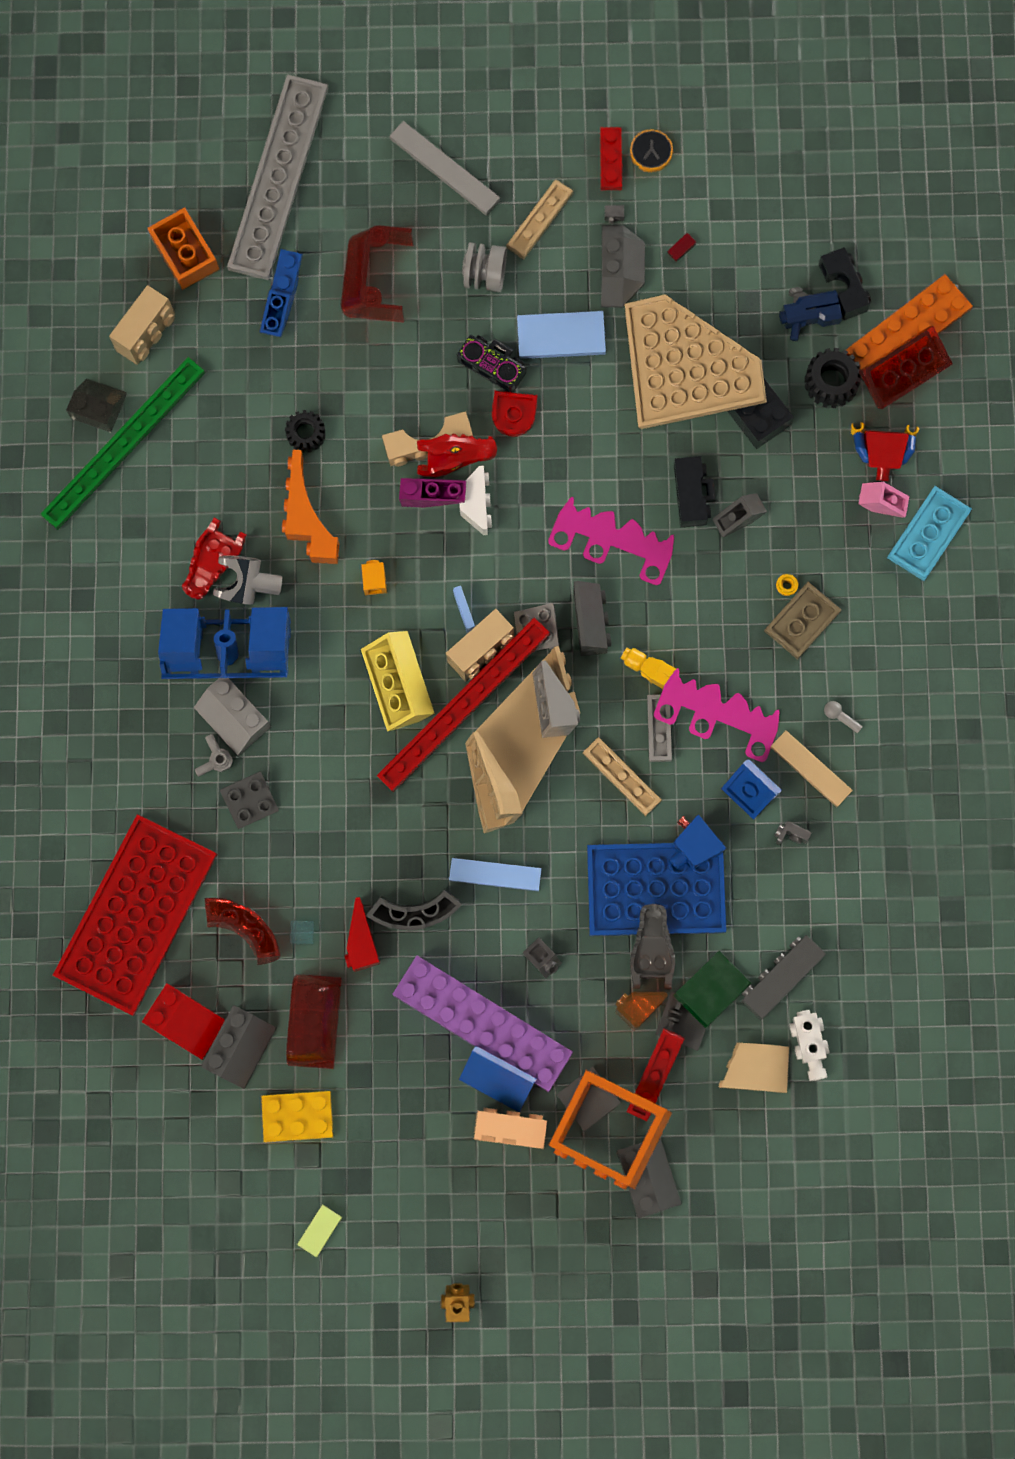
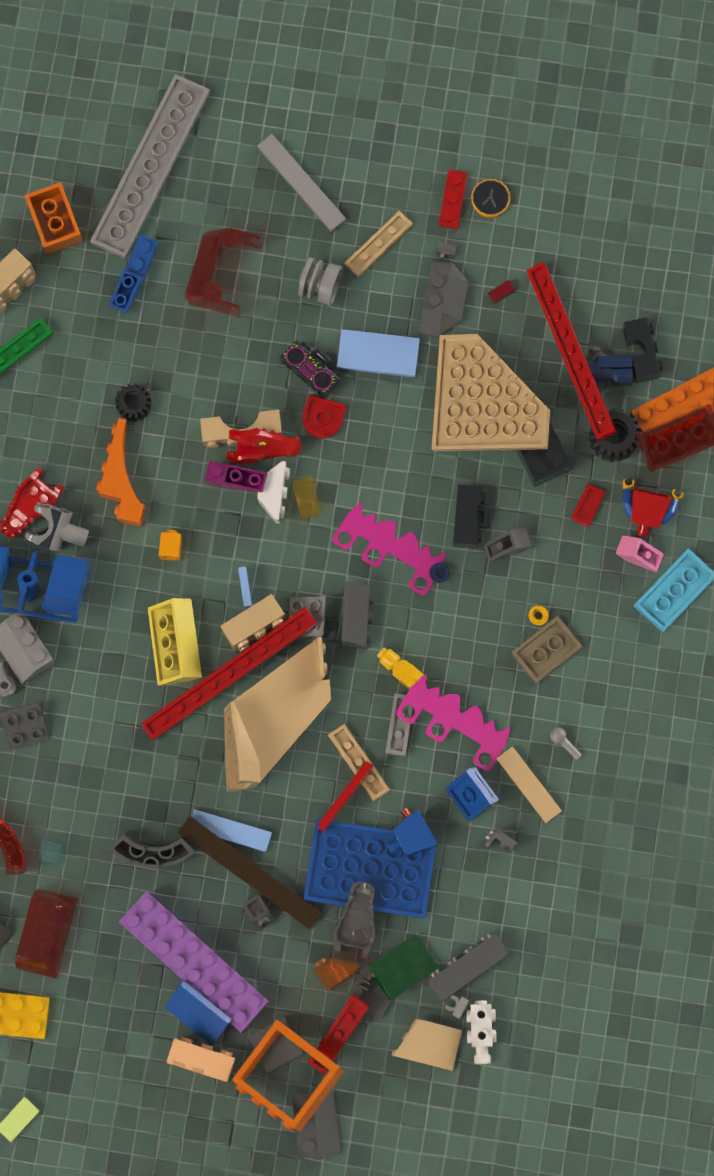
camera: 10 degrees right, 0 degrees up
(360, 942) = (99, 872): red slope -> none
(512, 502) = (306, 497): none -> clear yellow tile
(525, 915) = (249, 872): none -> dark brown tile
(554, 704) = (307, 688): light grey slope -> none
(615, 815) = (345, 796): none -> red tile
(671, 557) = (439, 572): none -> dark blue plate
(771, 296) = (571, 351): none -> red plate
(782, 1022) = (460, 1007): none -> light grey tile
(818, 458) = (587, 505): none -> red tile

